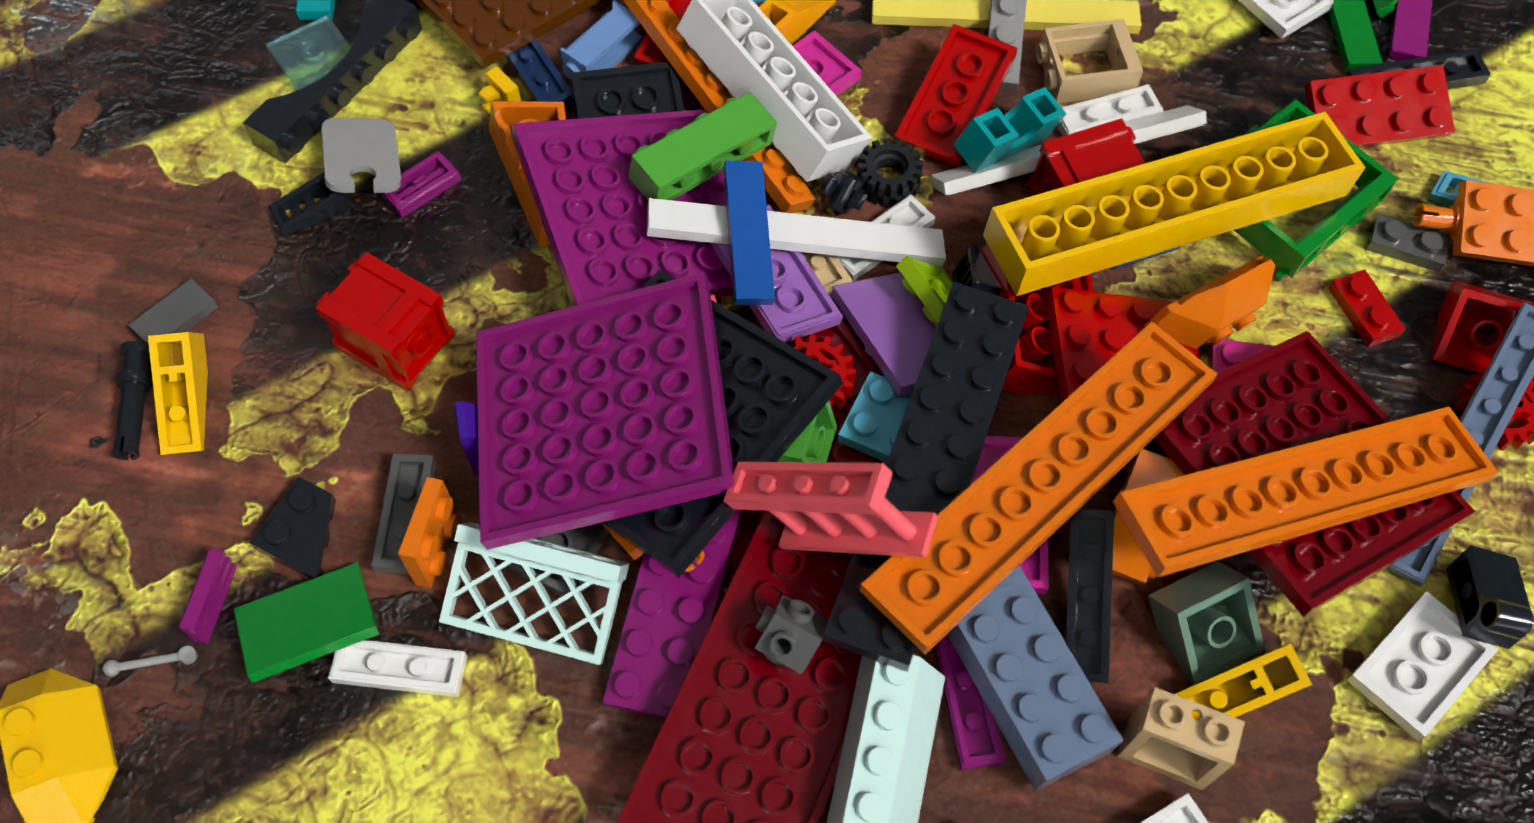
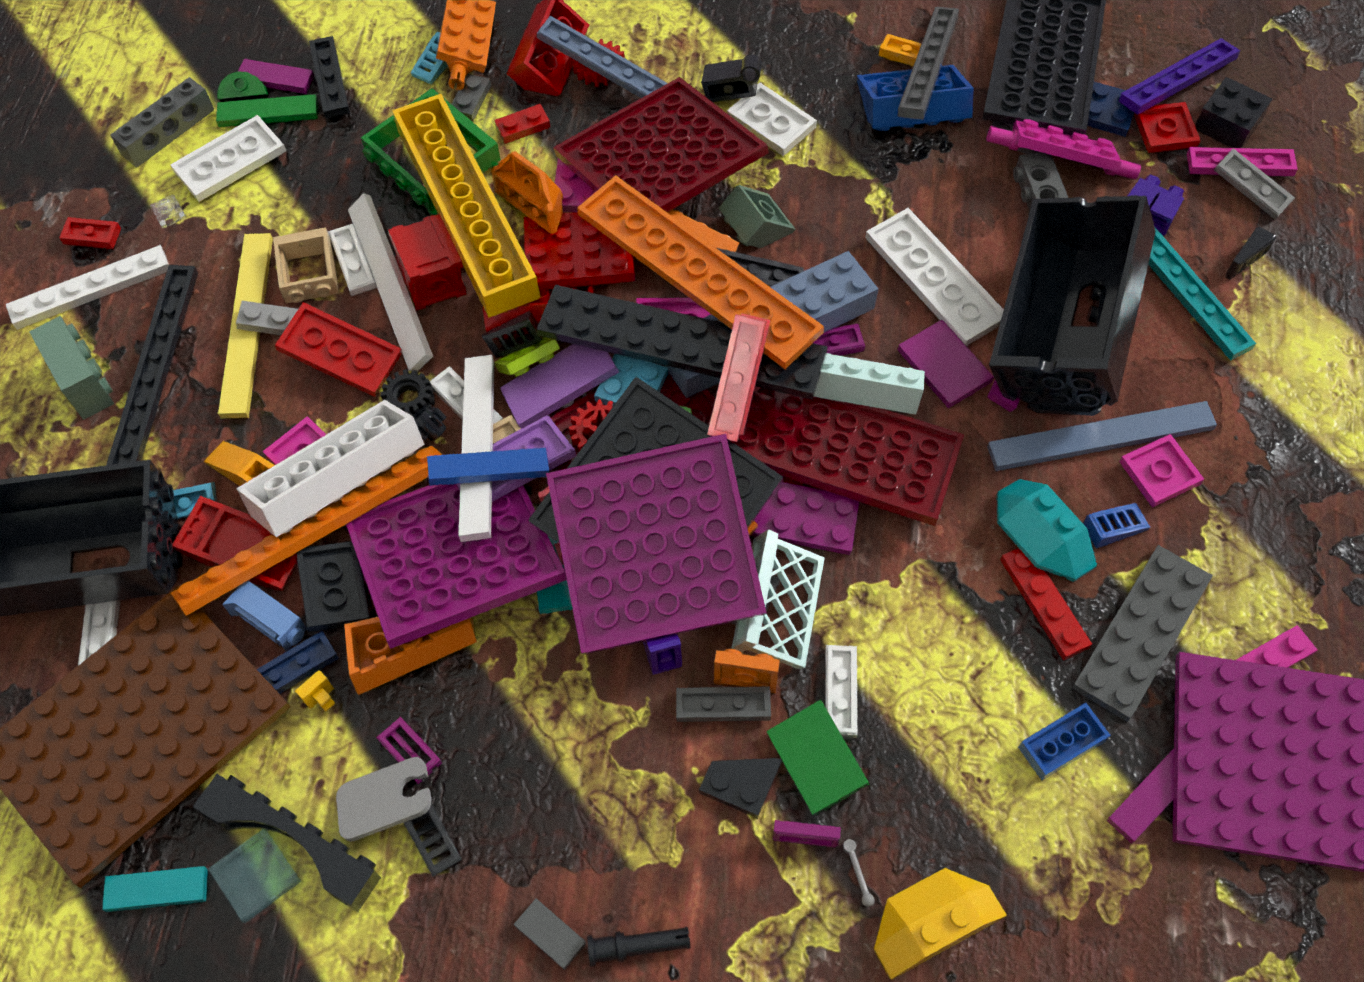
camera: 90 degrees left, 0 degrees up
(179, 390) = (626, 902): yellow slope -> none
(386, 320) = (562, 736): red container -> none
(700, 149) = (406, 506): bright green brick -> none
(790, 633) = (806, 421): dark grey brick -> none
(998, 136) = (387, 319): teal arch -> none
(1174, 744) = (841, 222): tan window -> none
(1250, 683) = (797, 200): yellow slope -> none
(1301, 490) = (688, 145): orange plate -> none
(1385, 105) = (358, 95): red plate -> none

